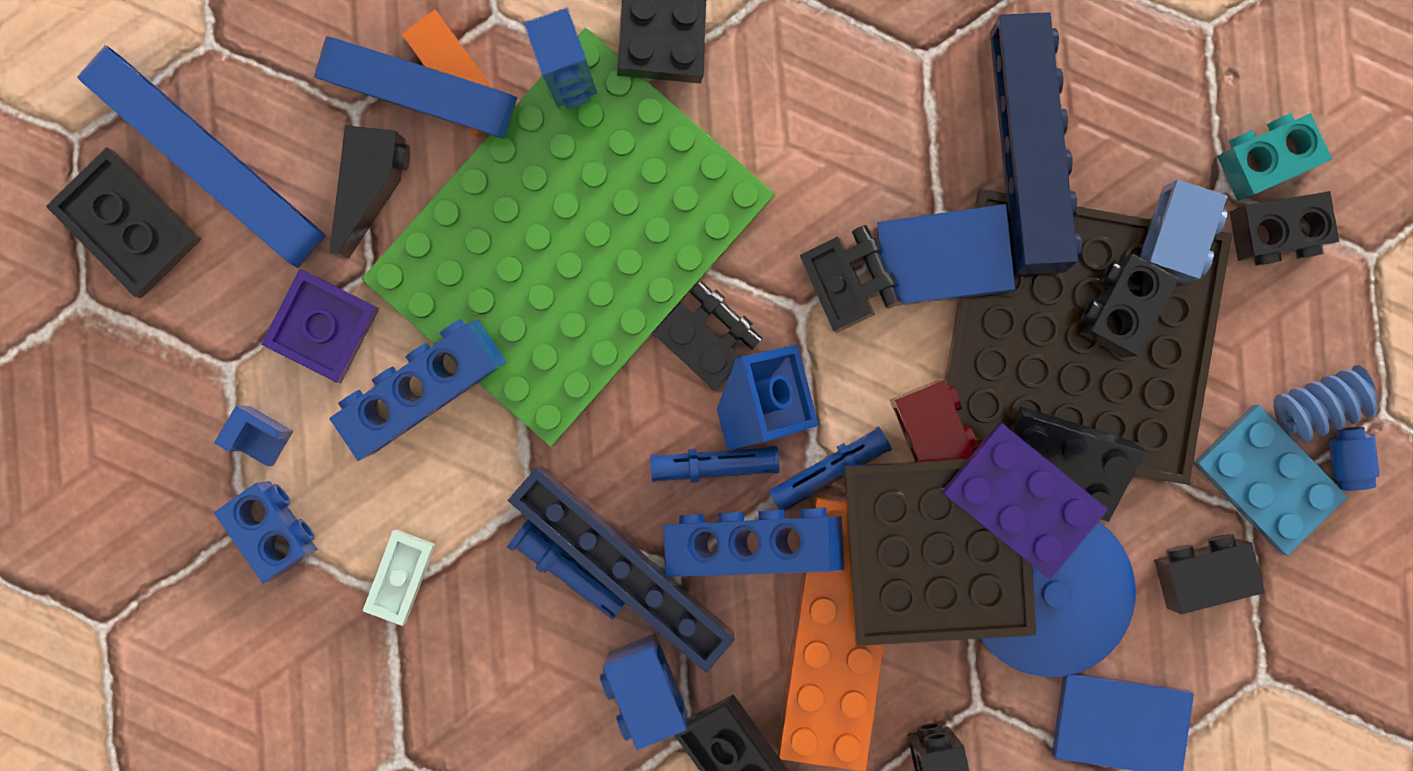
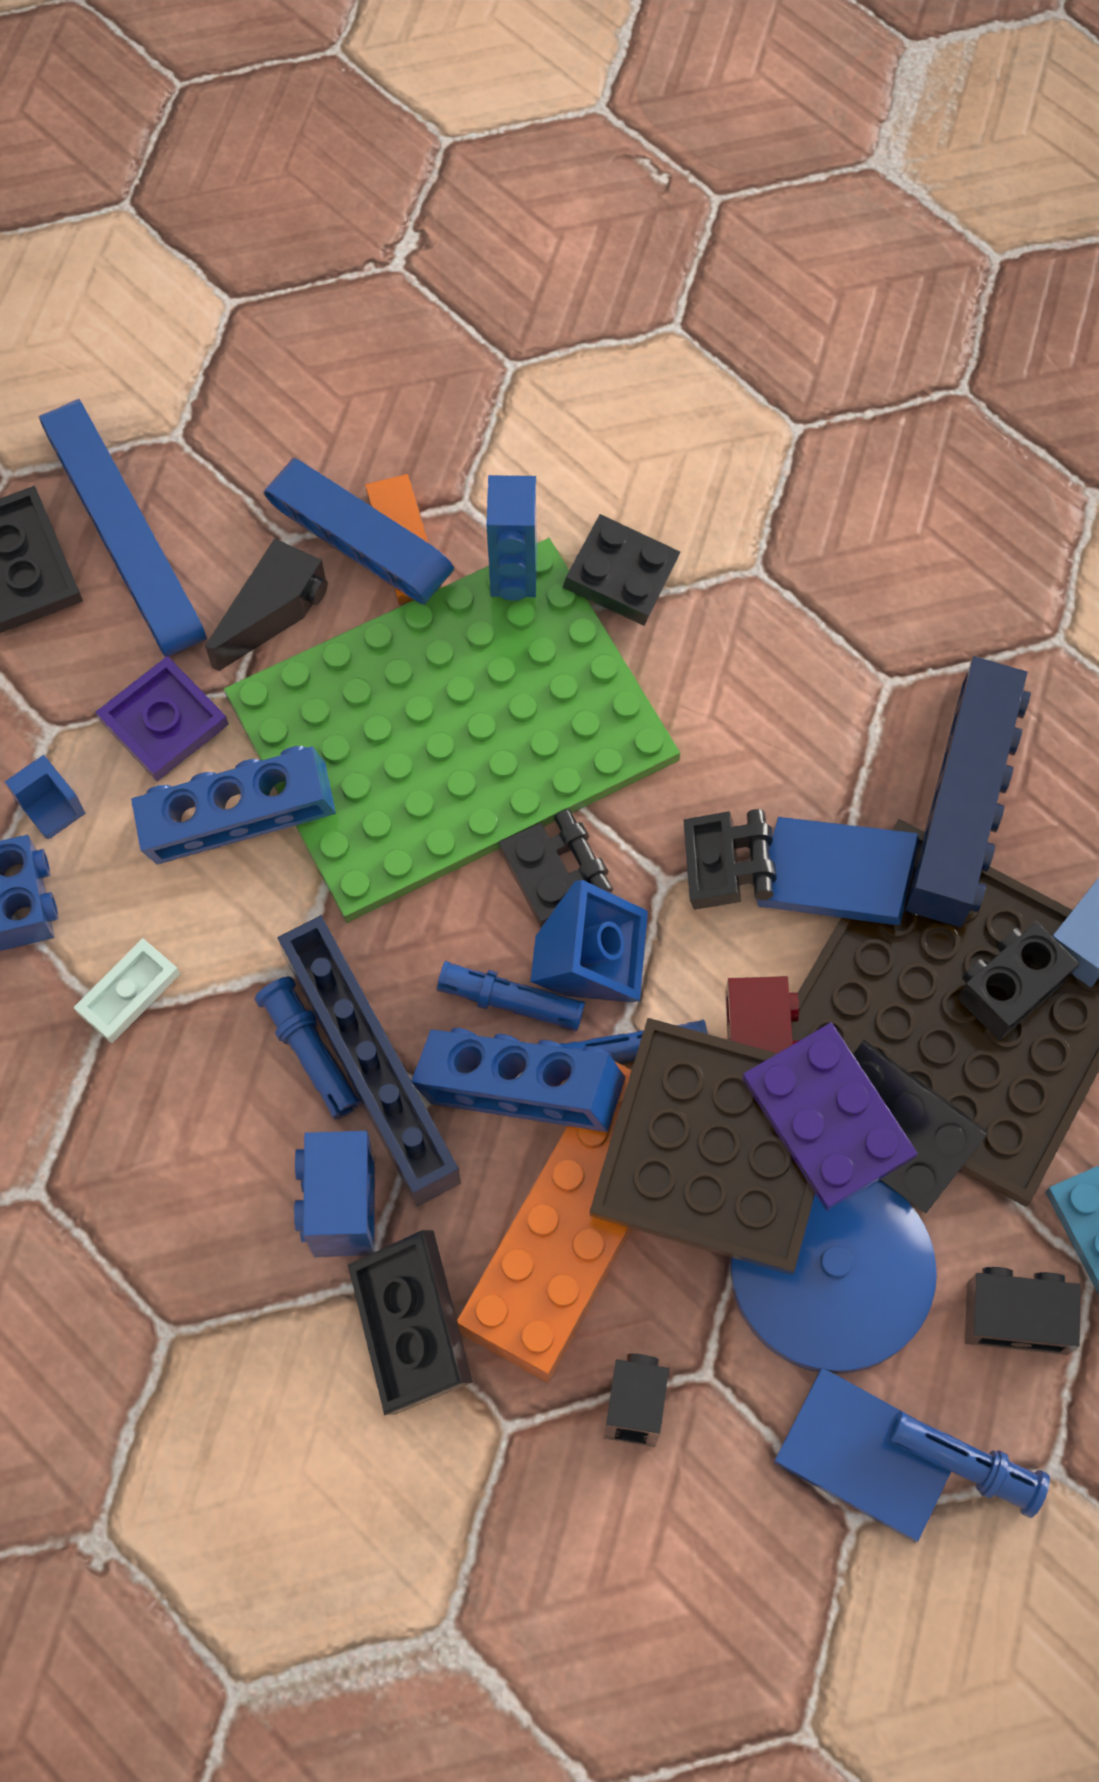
camera: 20 degrees right, 20 degrees down
(1220, 708) = (990, 1471): none -> blue pin

